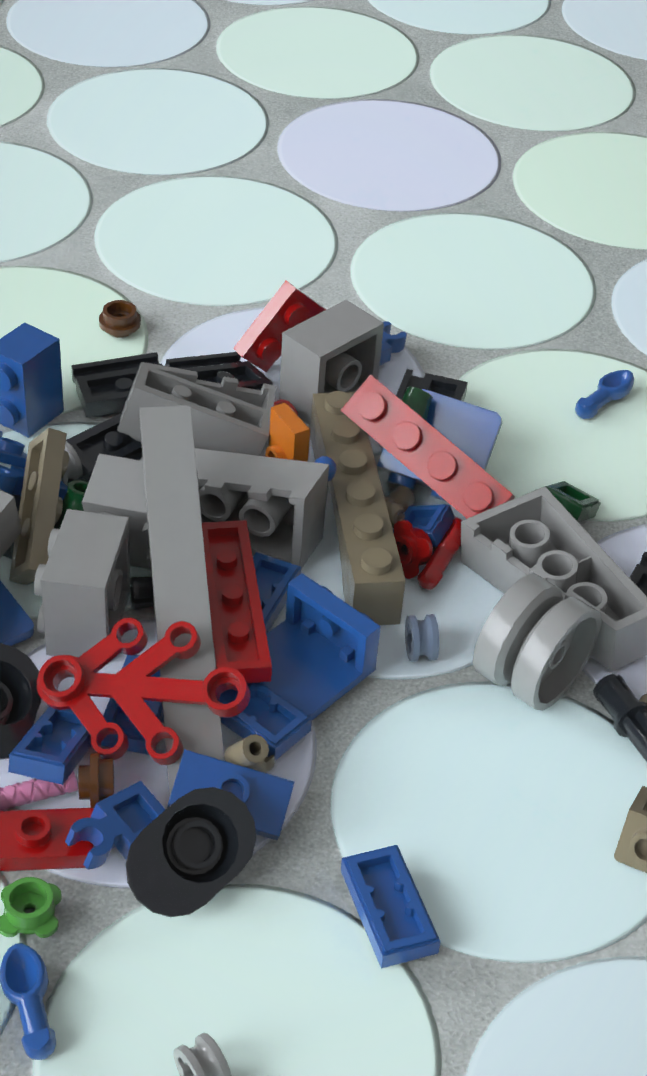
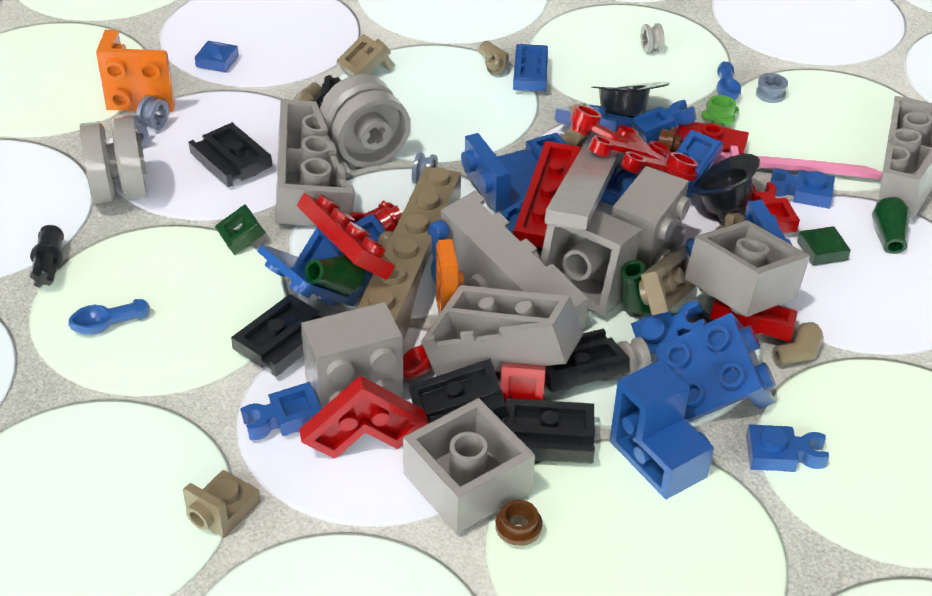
camera: 155 degrees left, 0 degrees up
(178, 317) = (468, 464): none -> light grey brick
(370, 279) = (220, 503): none -> dark tan bracket
(457, 918) = (495, 58): none -> dark tan arm

